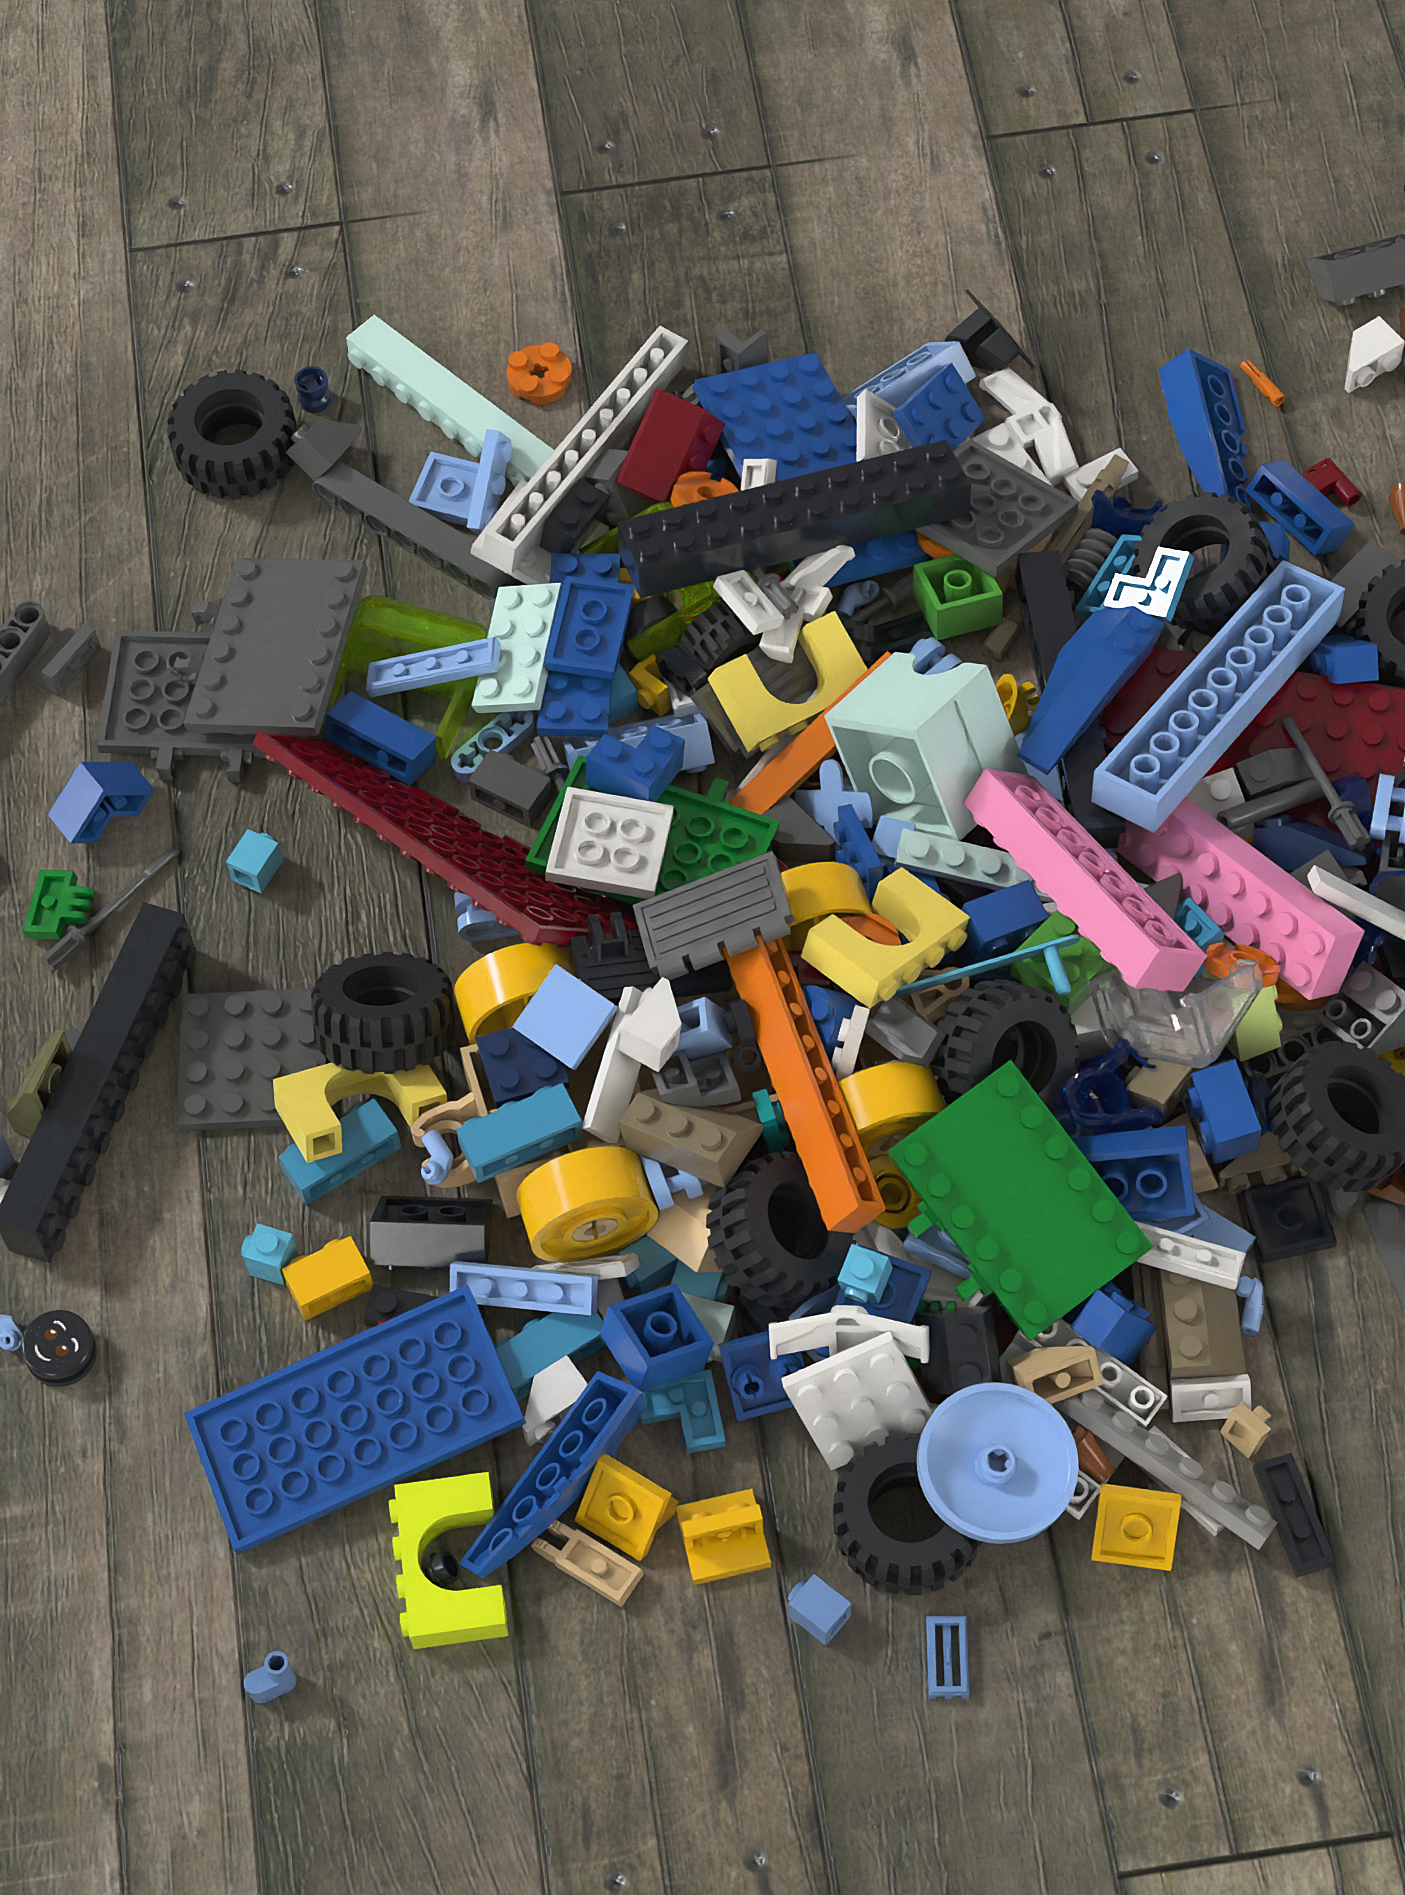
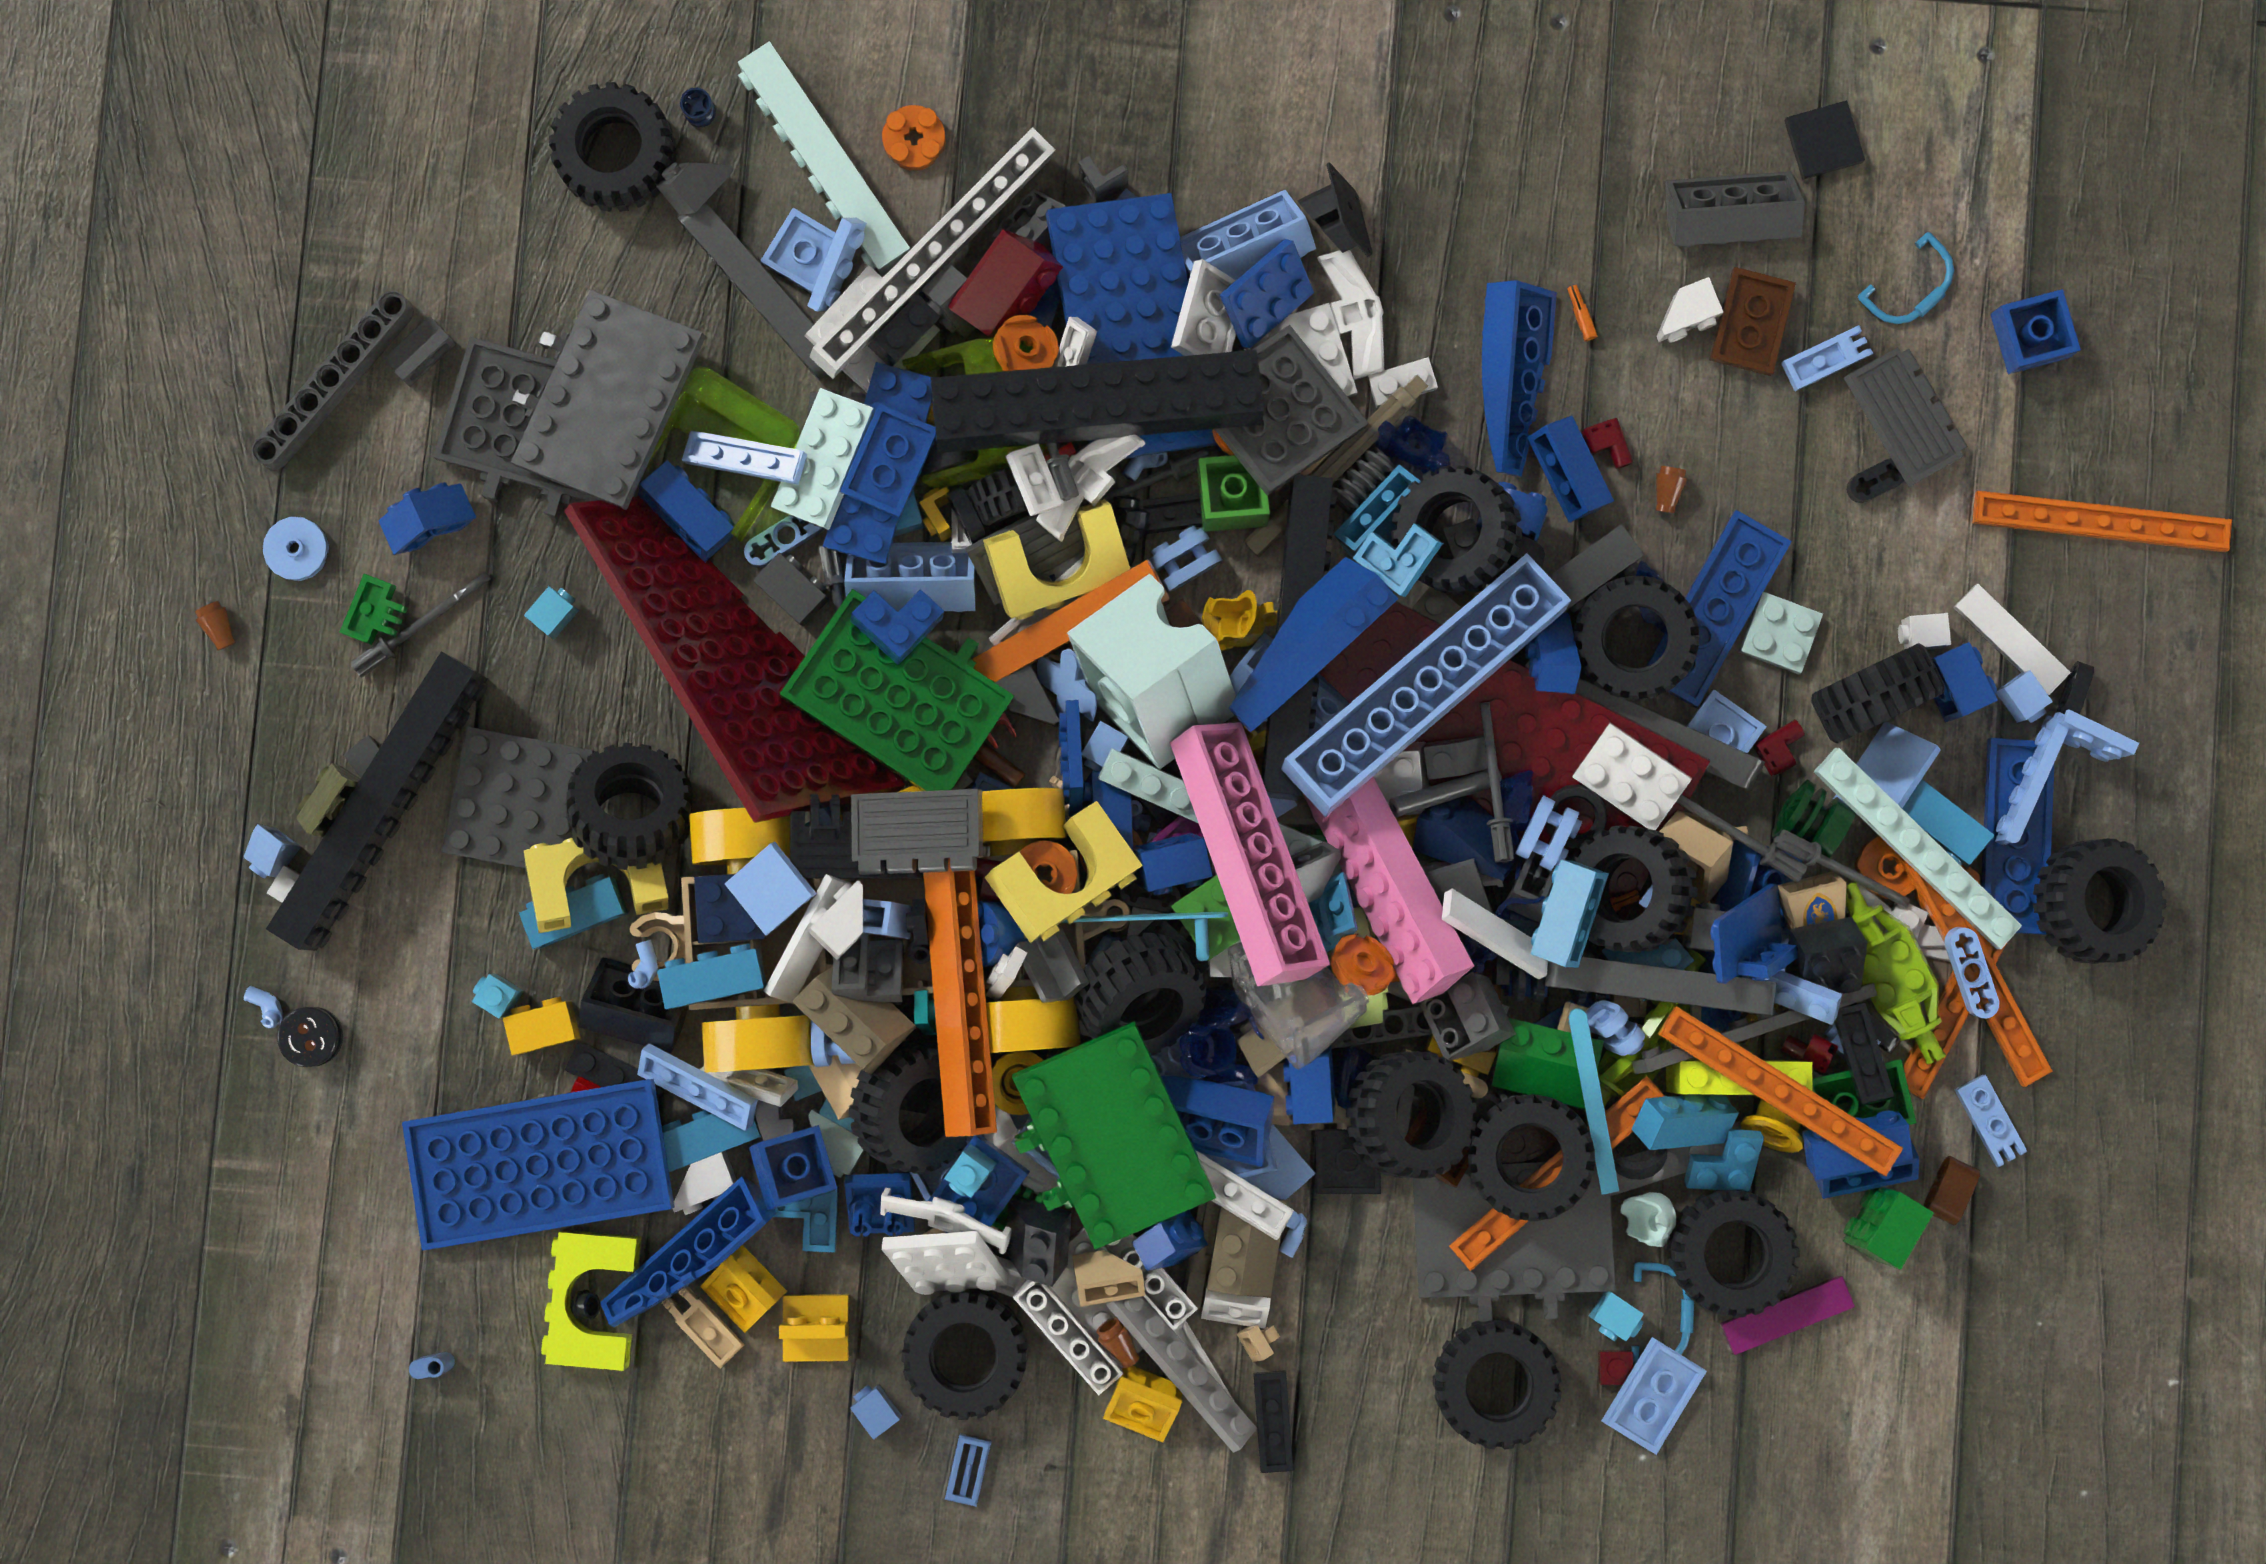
camera: 10 degrees right, 25 degrees up
(609, 843) = (855, 696): white plate -> none
(997, 1463) = (1039, 1350): light blue dish -> none

